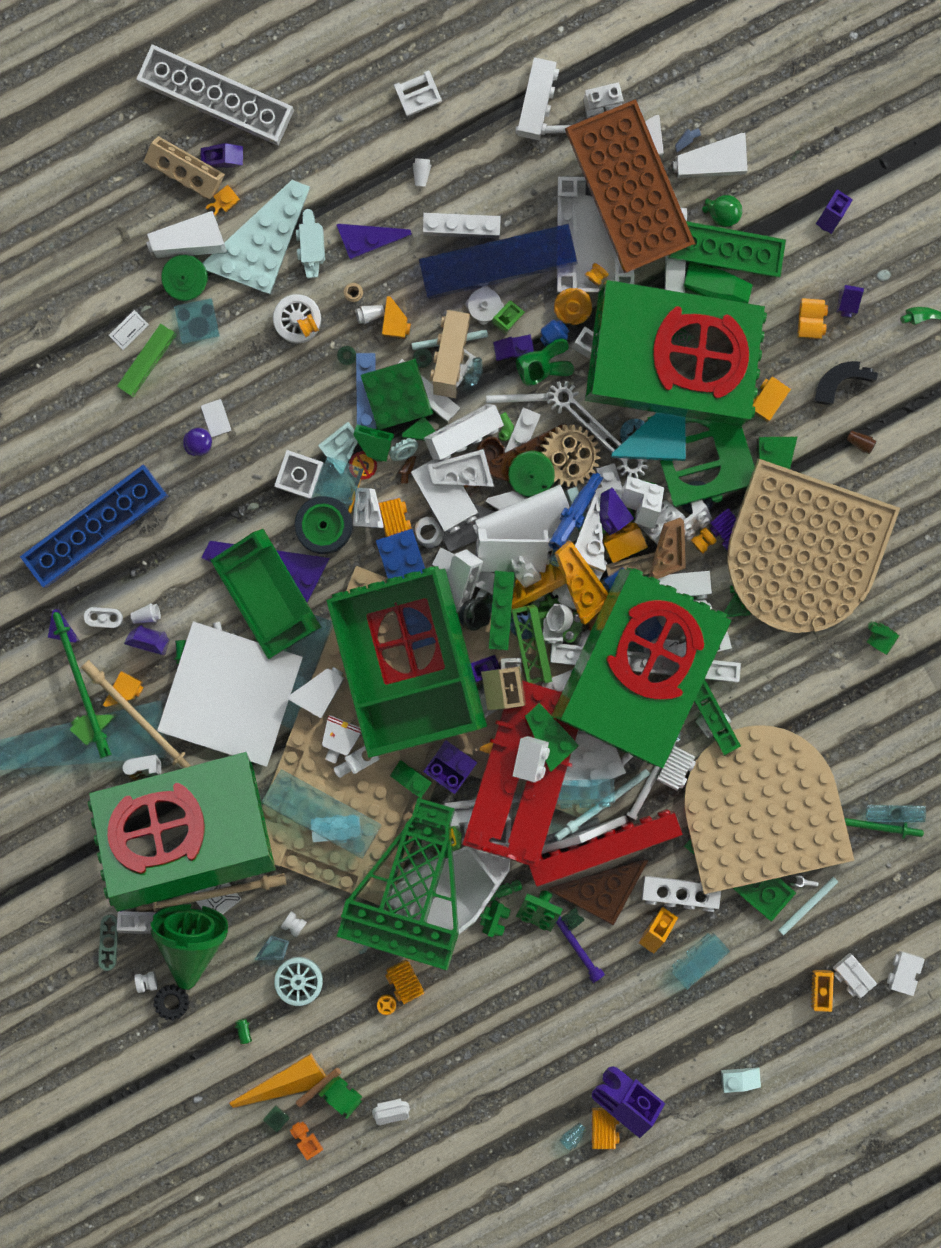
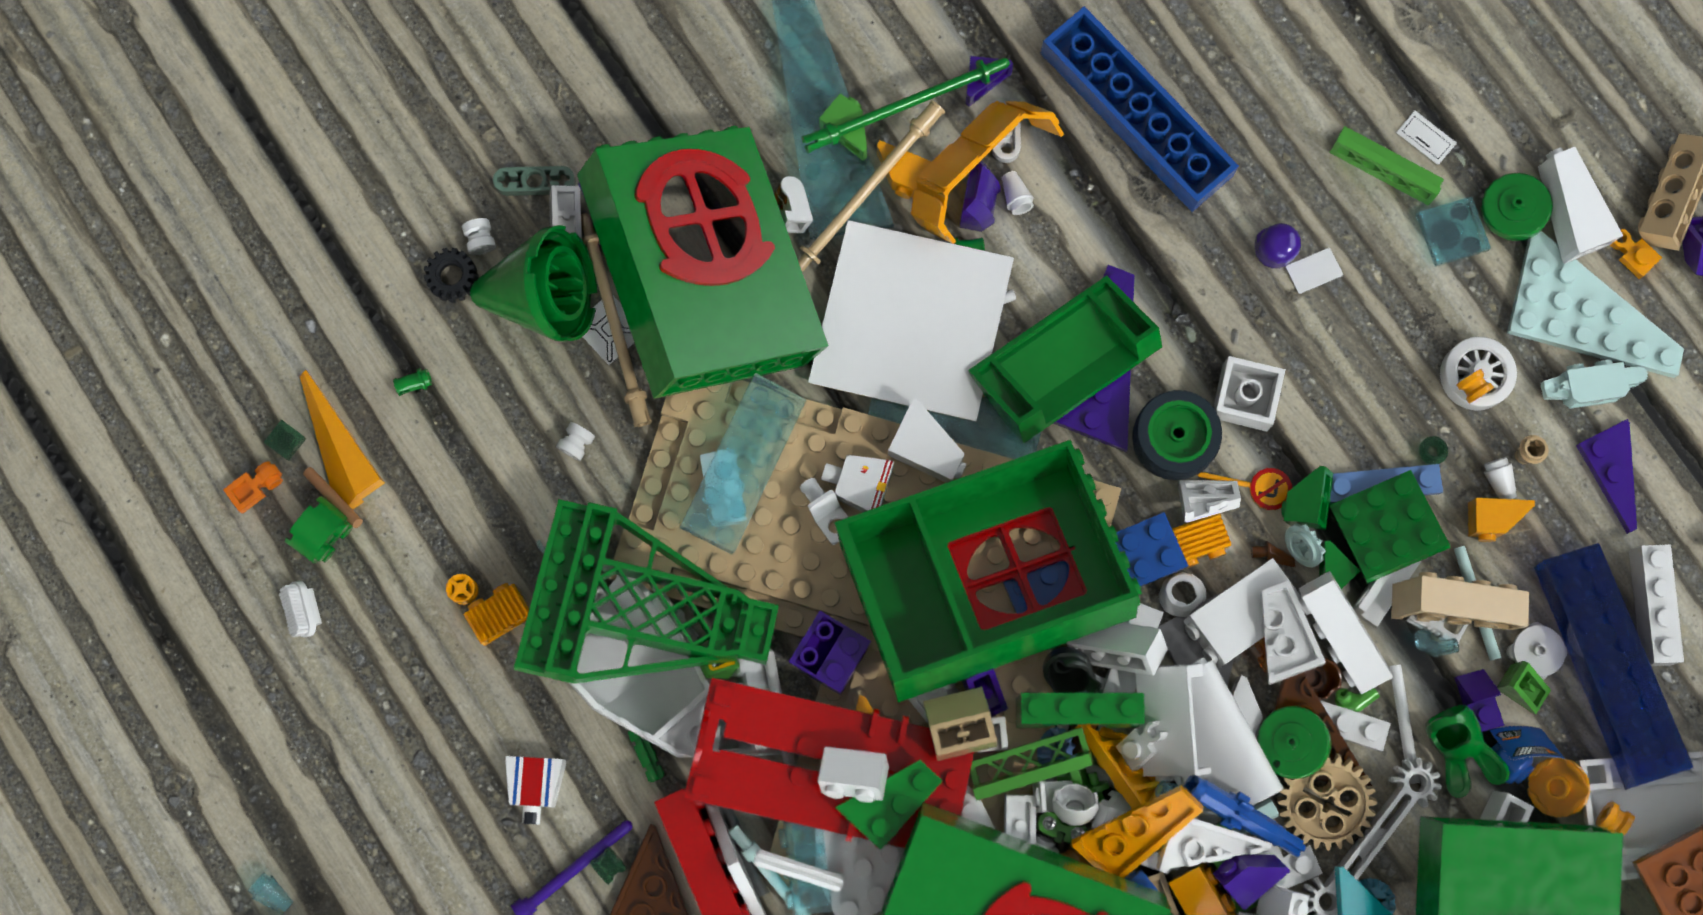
camera: 85 degrees right, 10 degrees down
(118, 645) = (965, 153): none -> light orange windscreen
(273, 949) = (536, 416): clear light blue piece -> none
(298, 981) = (490, 454): light aqua wheel -> none
(339, 480) = (1246, 453): clear light blue slope -> none
(340, 443) = (1295, 451): light aqua wing -> none
(410, 779) = (805, 595): green slope -> none
(427, 362) = (1453, 564): clear green plate -> none
(491, 917) = (604, 737): green hips -> none
(517, 964) = (534, 784): none -> torso
(539, 911) = (617, 812): green plate -> none
(542, 323) = (1525, 742): none -> blue sticker
(587, 798) = (798, 870): none -> white axle

